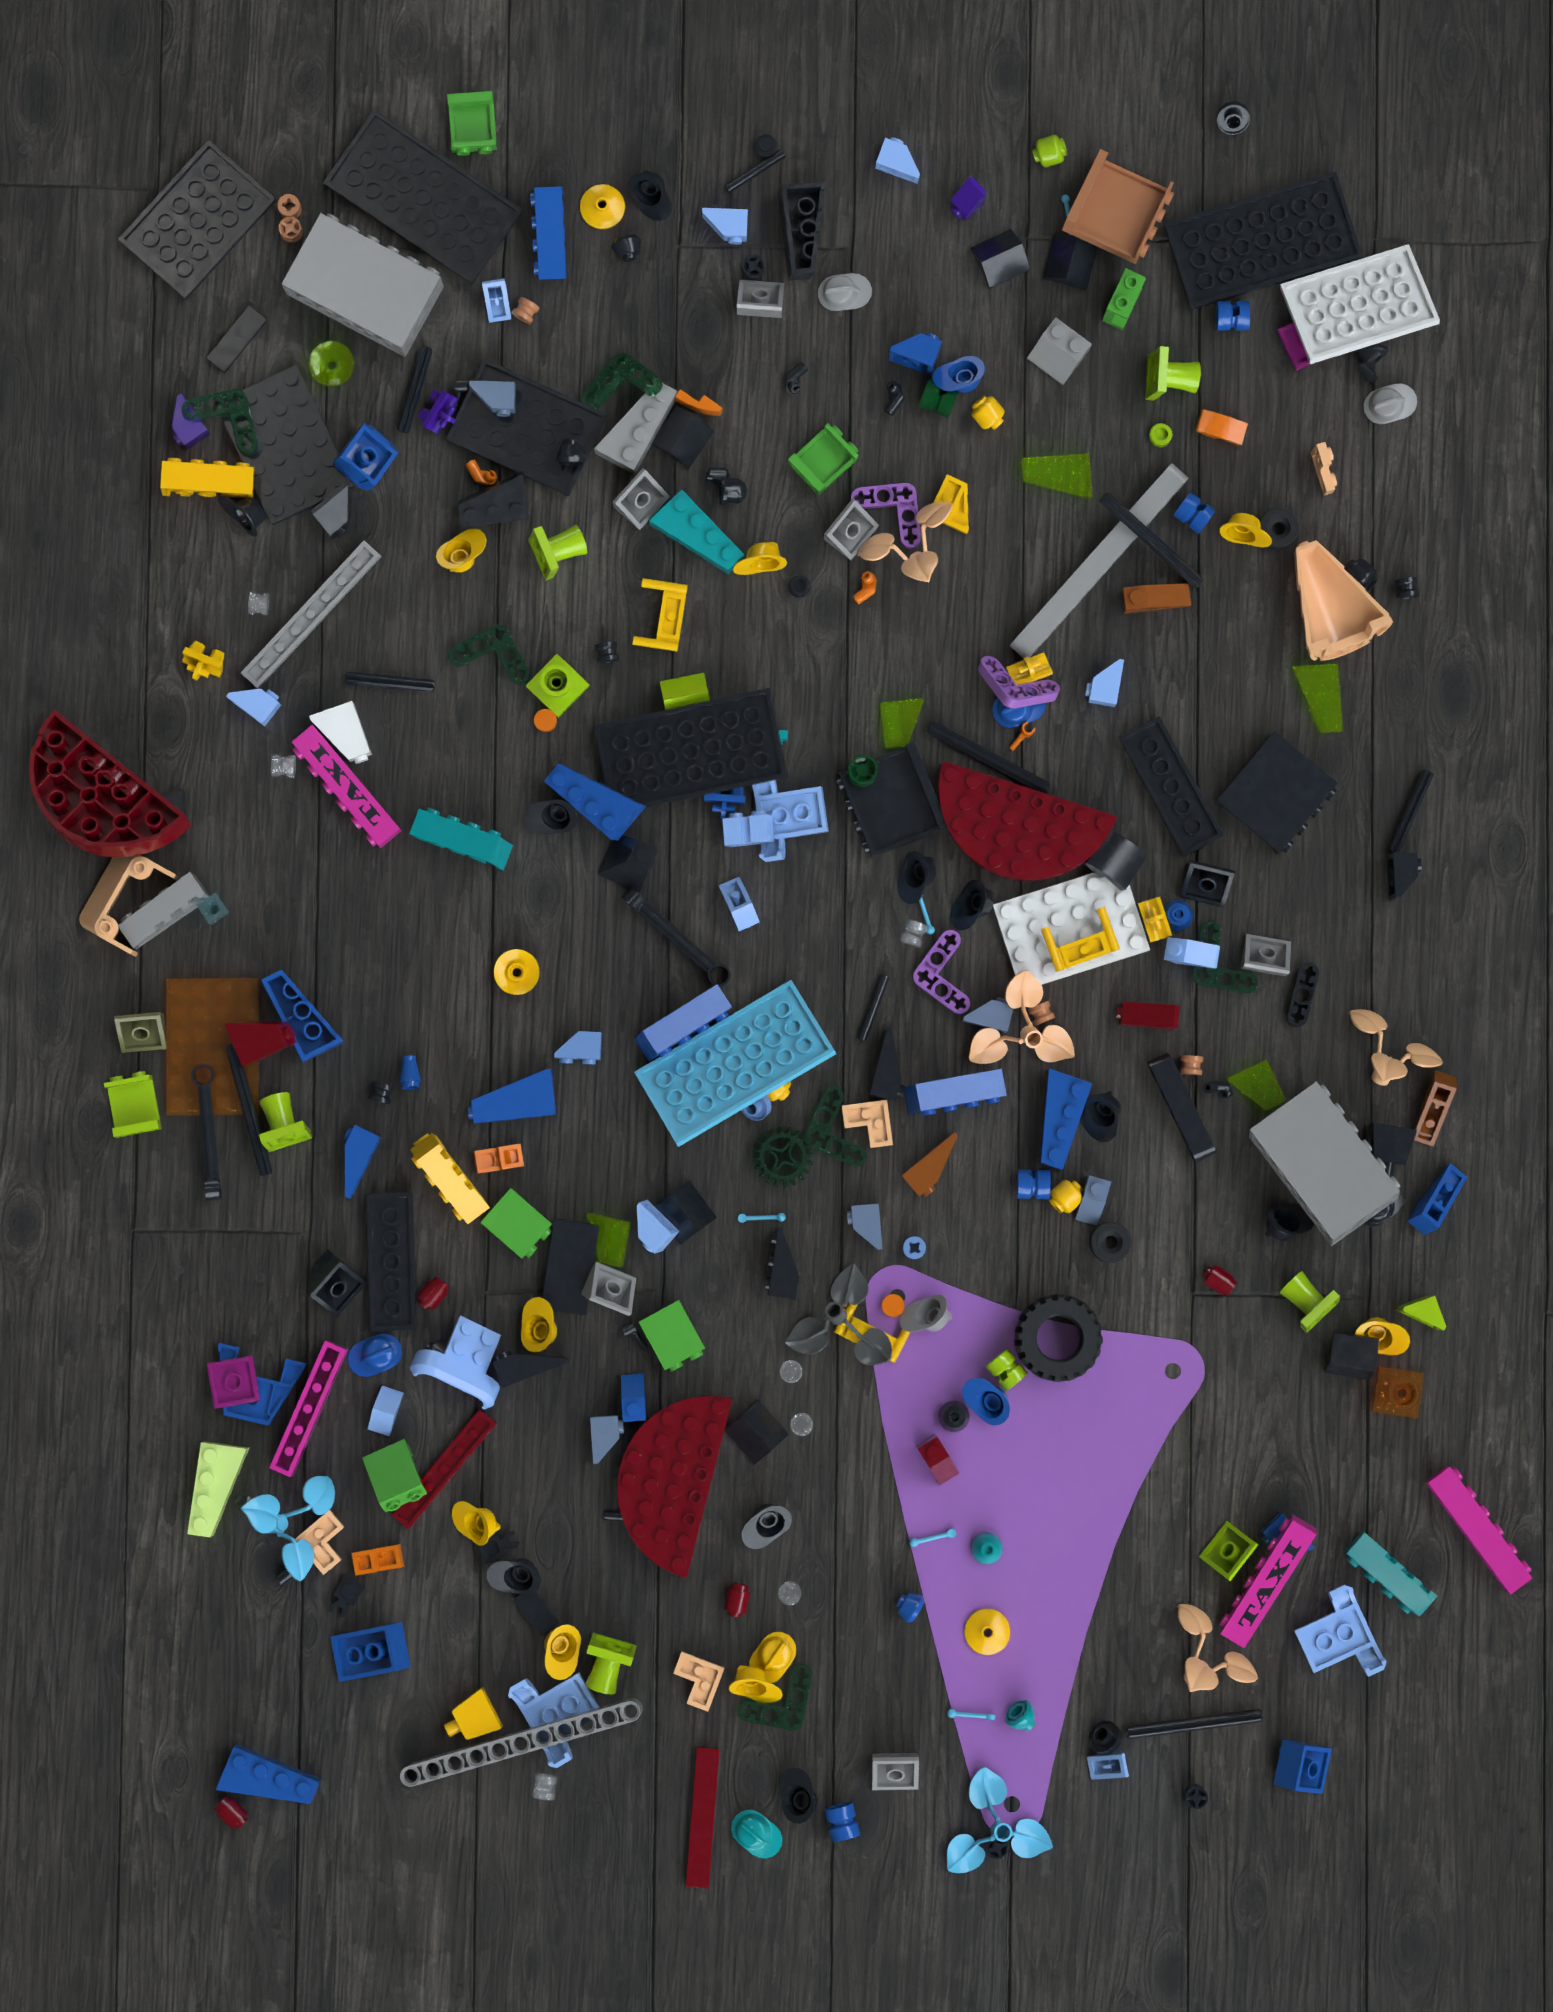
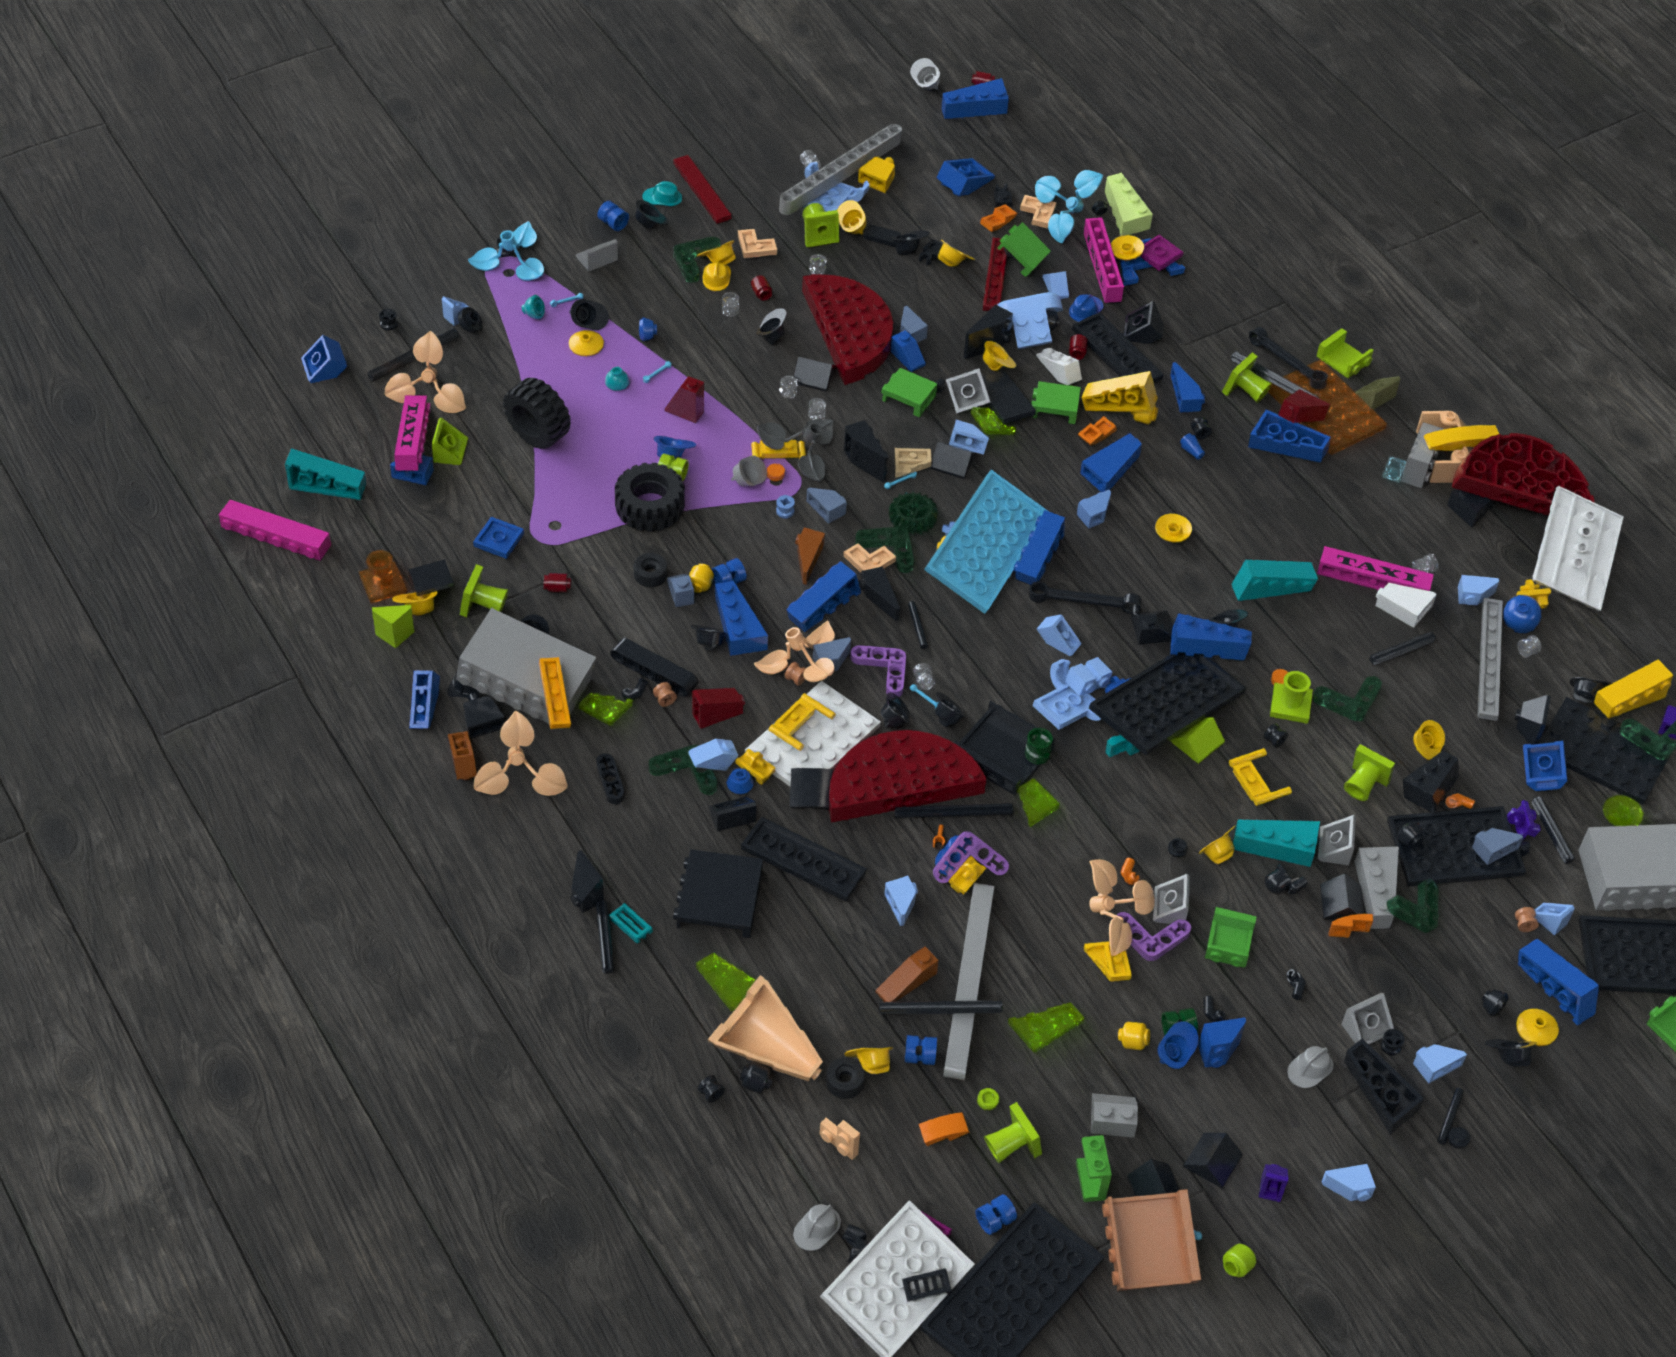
camera: 150 degrees right, 35 degrees down
(110, 680) = (1573, 560): none -> white piece
(120, 887) = (1459, 437): none -> yellow slope
(234, 643) = (1522, 614): none -> blue cylinder
(271, 1417) = (1127, 247): none -> yellow dish
(302, 1860) = (925, 74): none -> light grey piece
(473, 1279) = (1062, 367): none -> white slope
(646, 1598) = (817, 264): none -> clear wheel
(735, 1233) = (911, 460): none -> tan wing
(960, 1411) = (690, 431): black cone -> none
(966, 1665) = (589, 314): none -> black piece
(1123, 1517) = (536, 413): none -> black tyre
(1245, 1381) = (498, 537): none -> blue plate
(1266, 955) = (654, 784): light grey slope -> none
(1322, 1098) = (554, 693): none -> light orange plate
(1337, 288) = (946, 1288): none -> black slope
(1340, 1636) = (342, 435): light blue piece -> none
(1372, 833) = (640, 934): none -> teal tile

